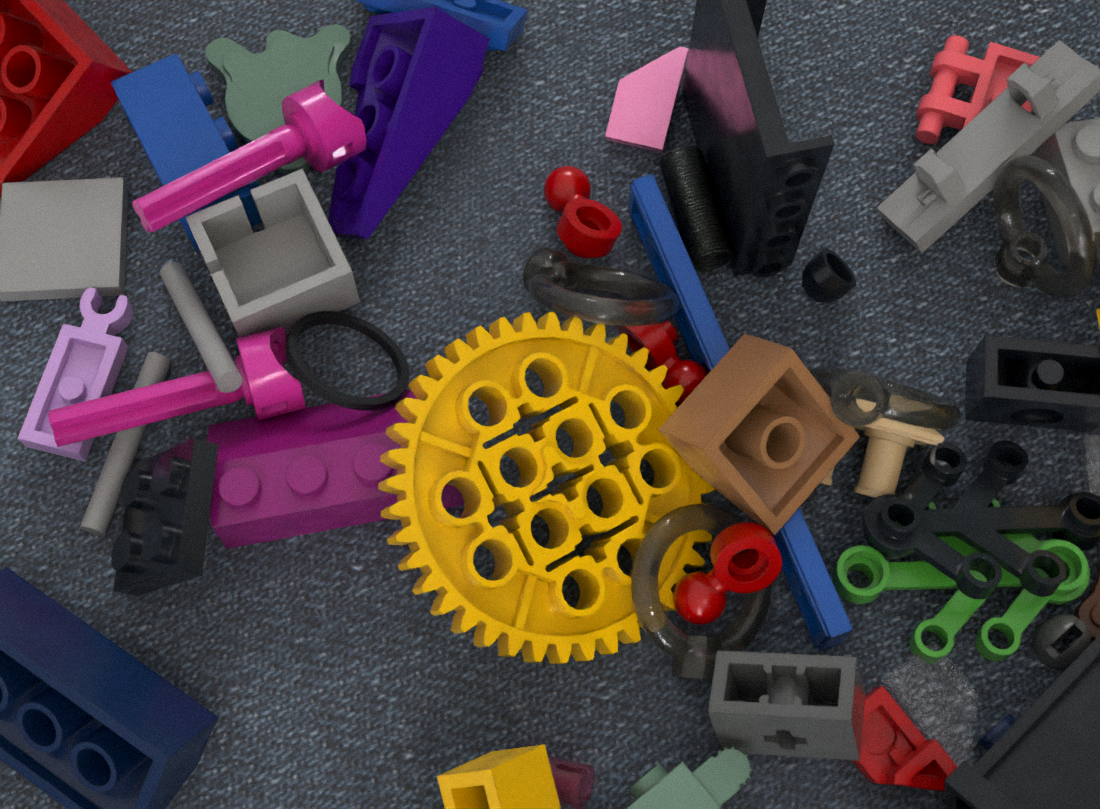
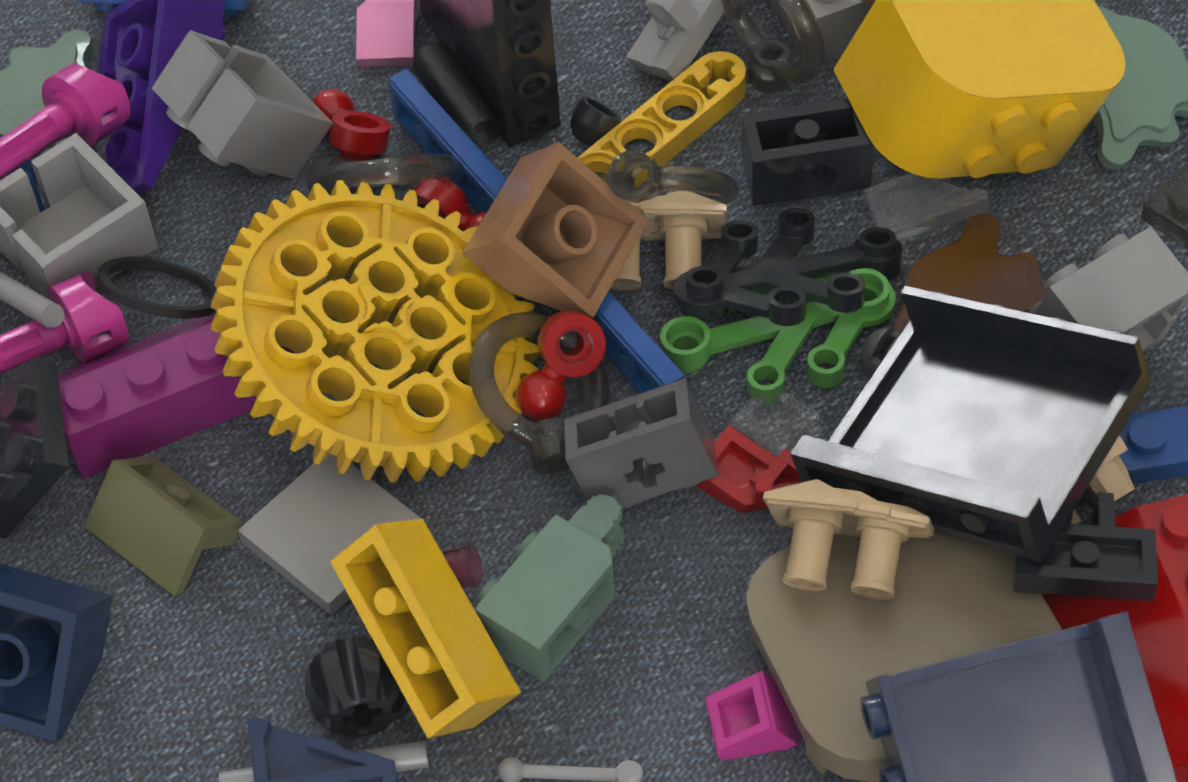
camera: 10 degrees left, 15 degrees down
(289, 628) = (158, 520): none -> olive panel
(451, 694) = (315, 523): none -> light grey tile
(475, 175) = (240, 107): none -> light grey piece
(894, 306) = (674, 135): none -> yellow beam

